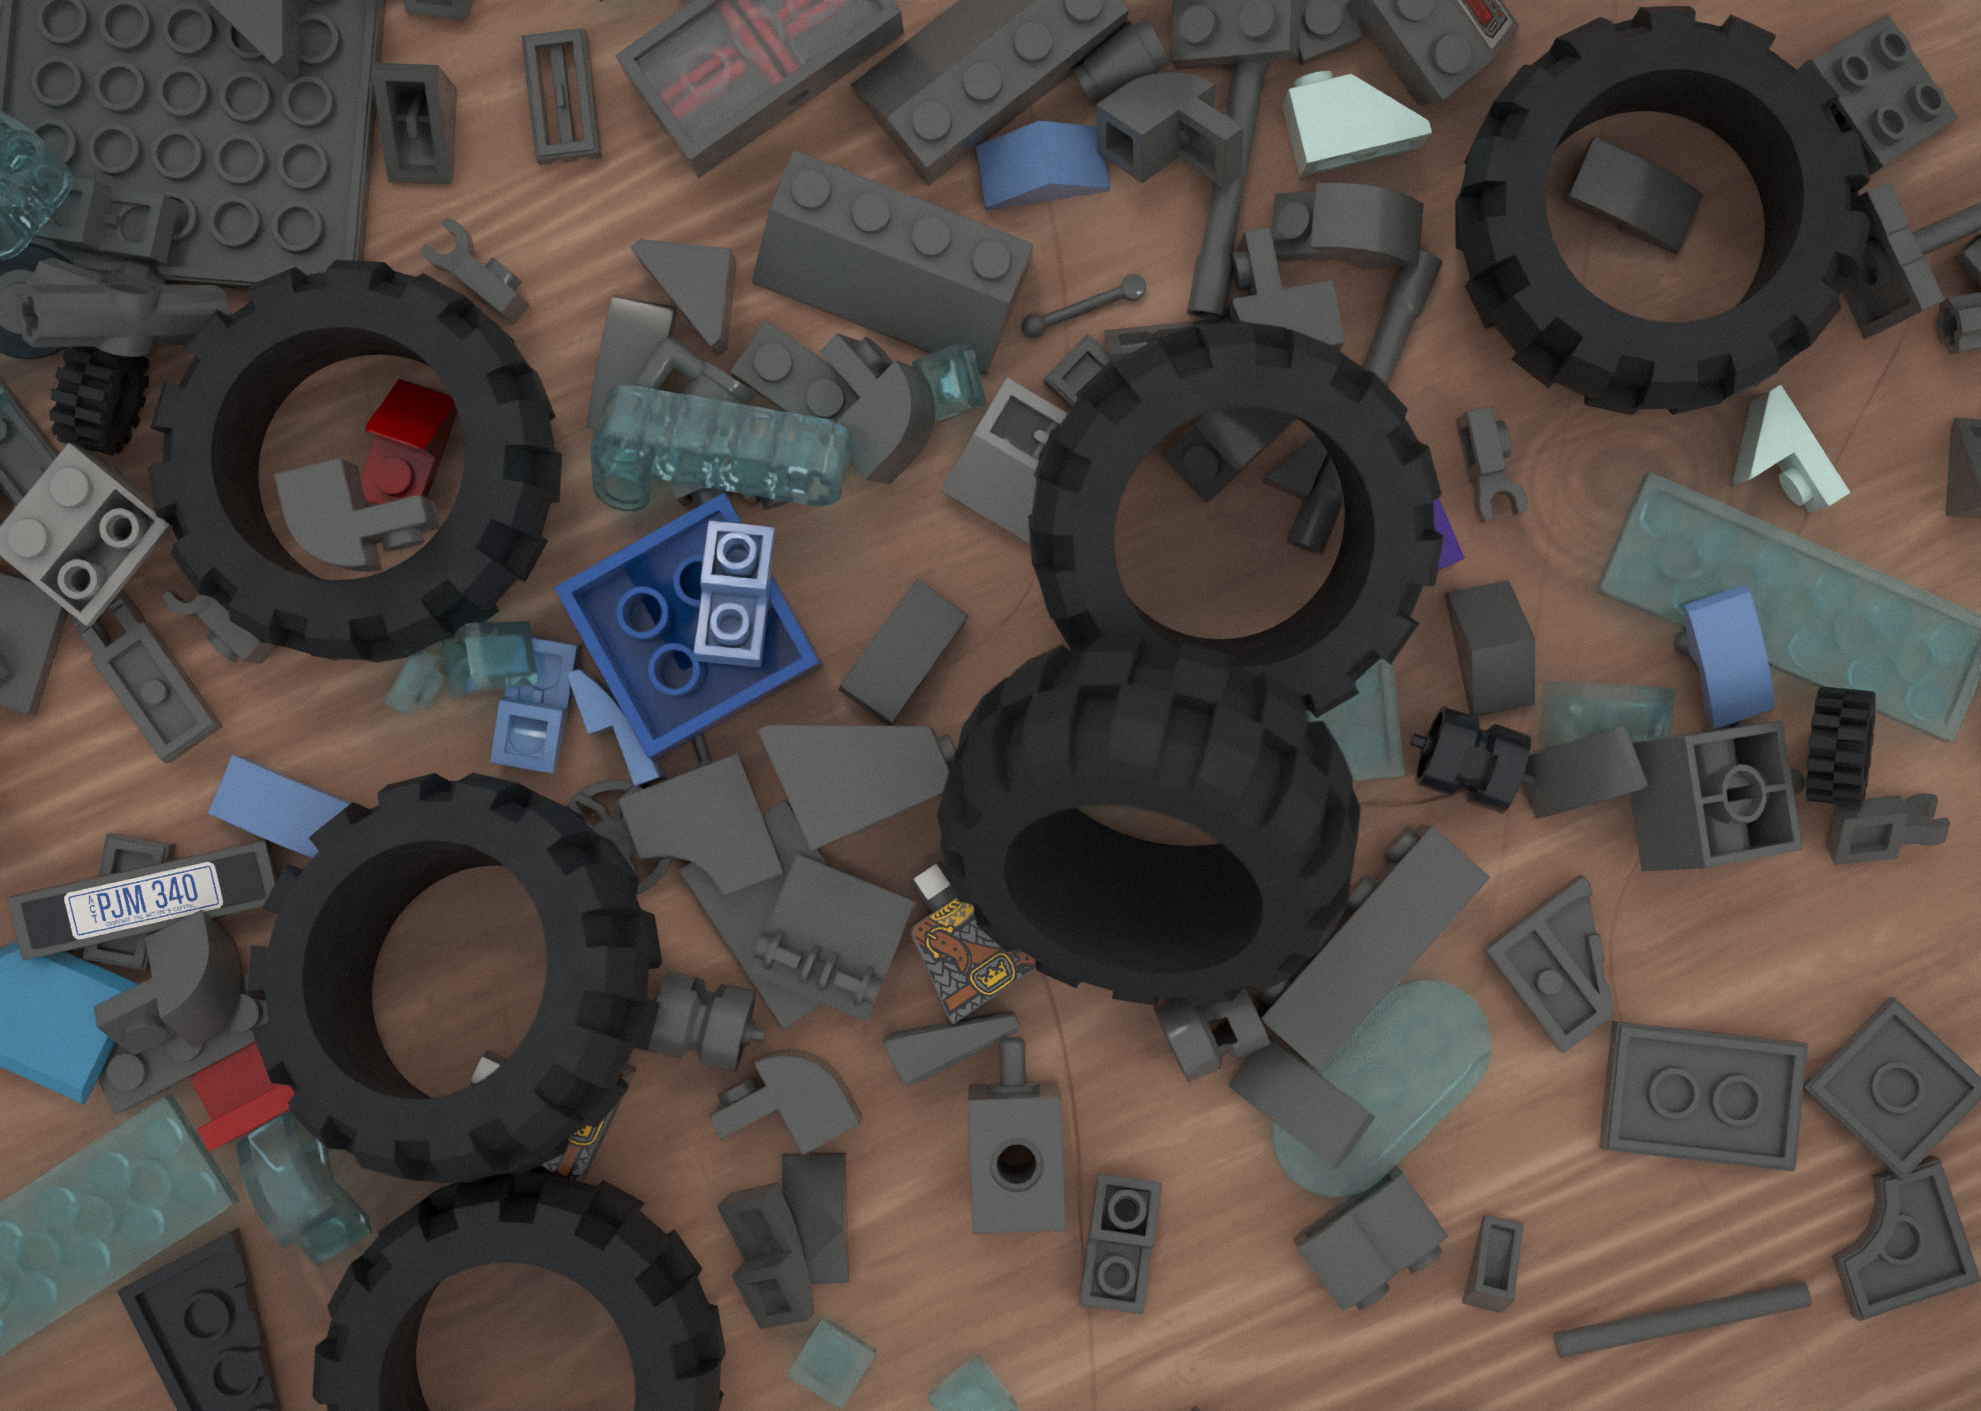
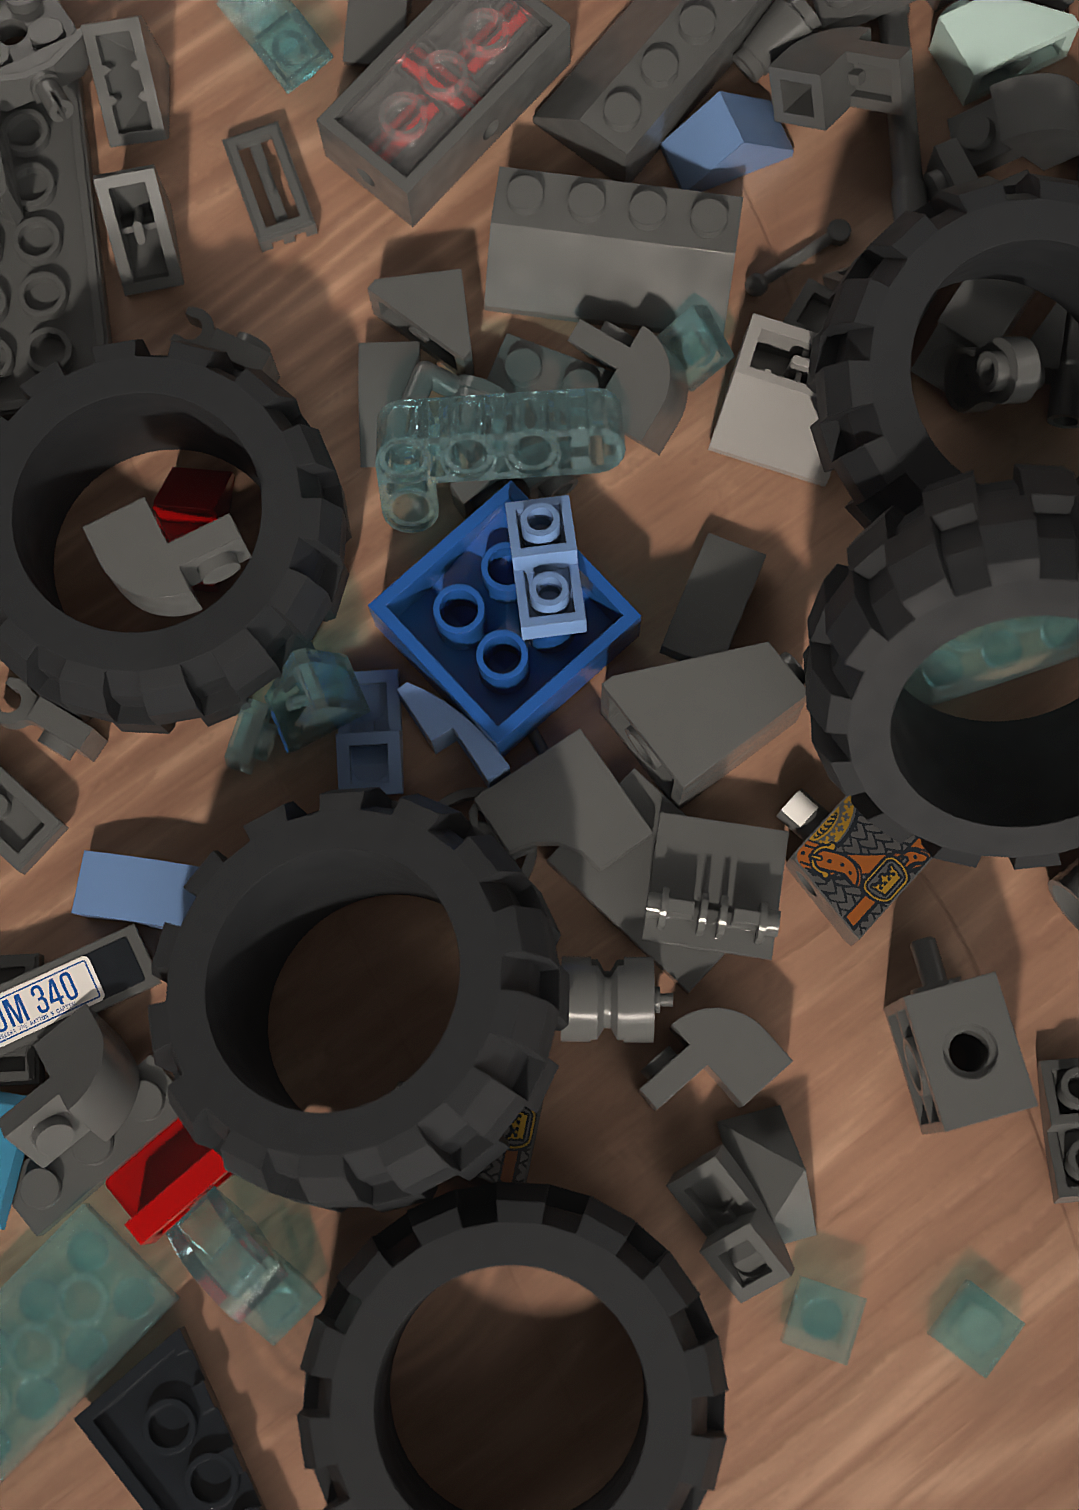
camera: 10 degrees left, 10 degrees down
(933, 1047) = (839, 974): dark grey slope -> none
(1220, 514) = (997, 373): none -> dark grey piece

